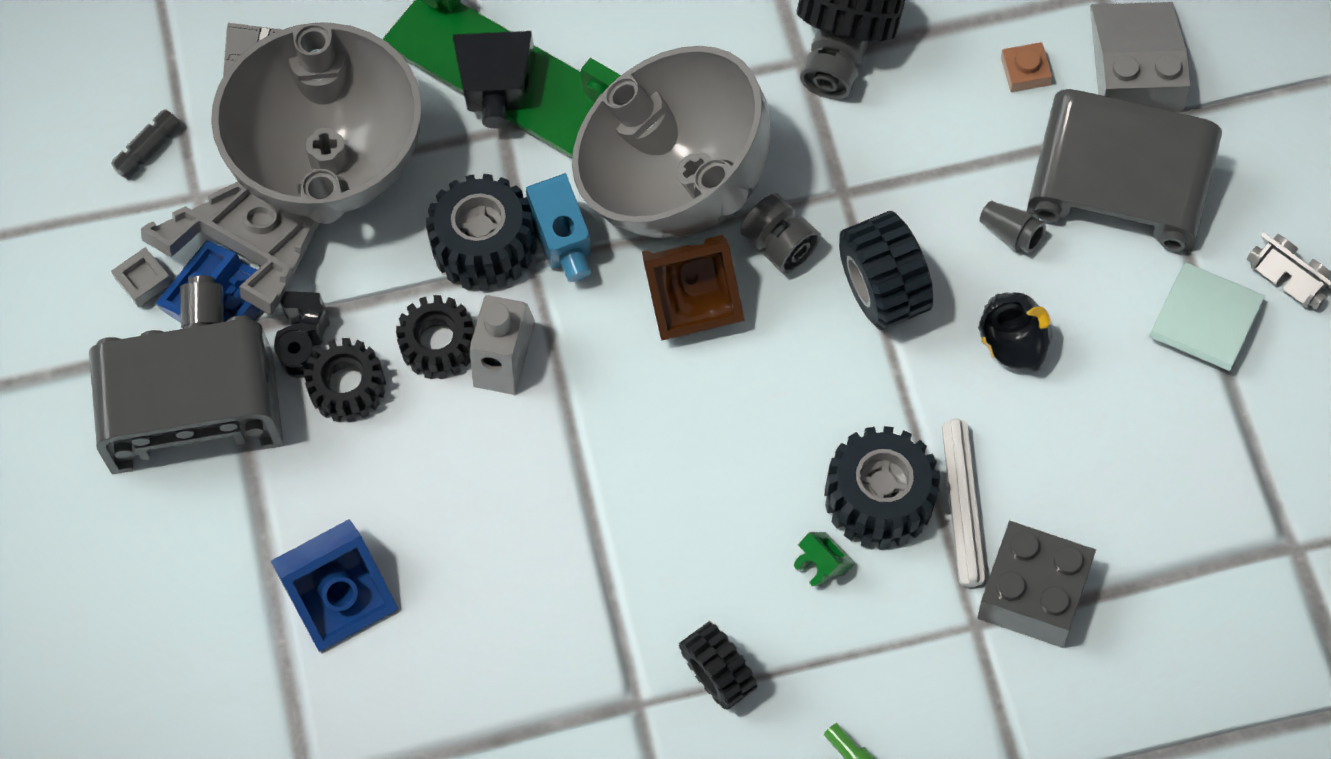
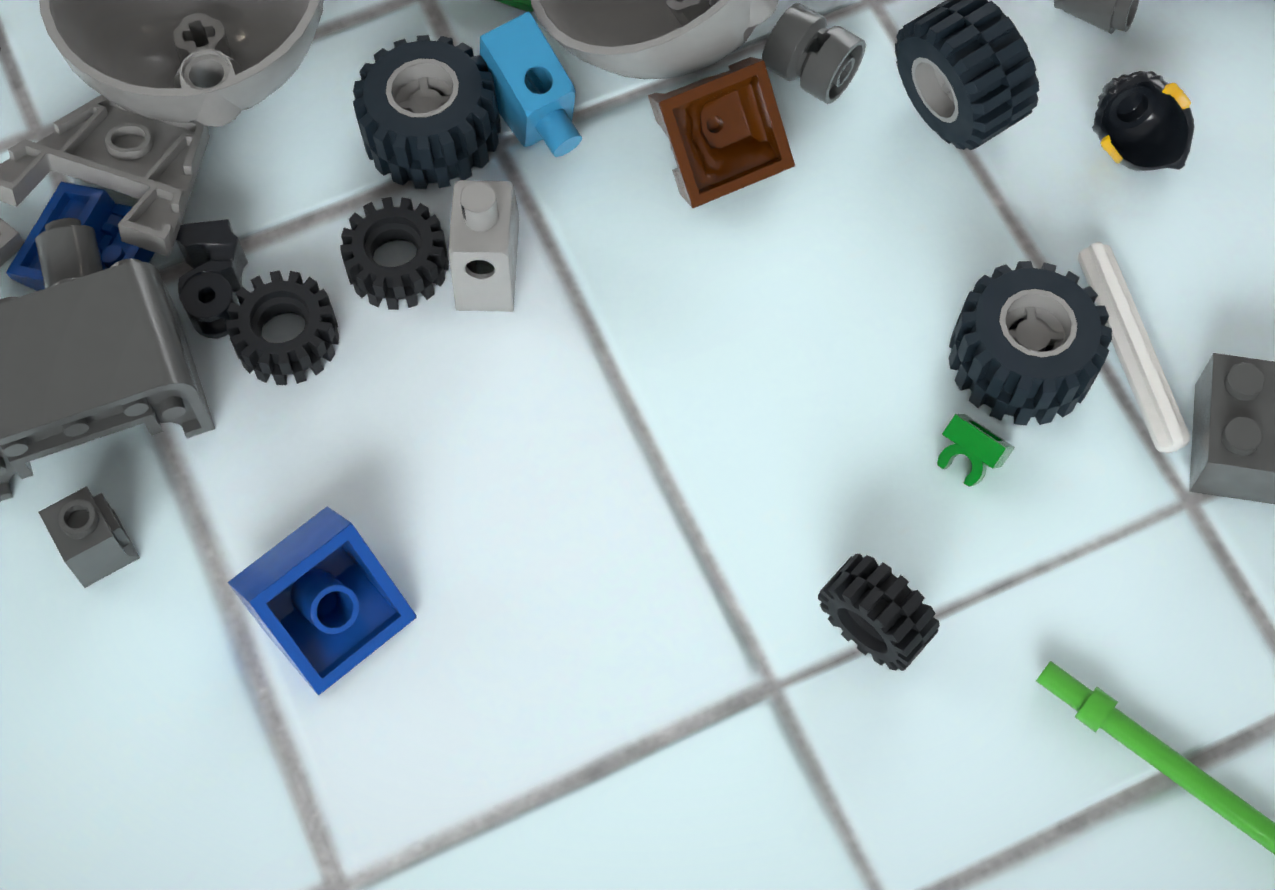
camera: 15 degrees left, 0 degrees up
(181, 510) = (88, 536): none -> dark grey window

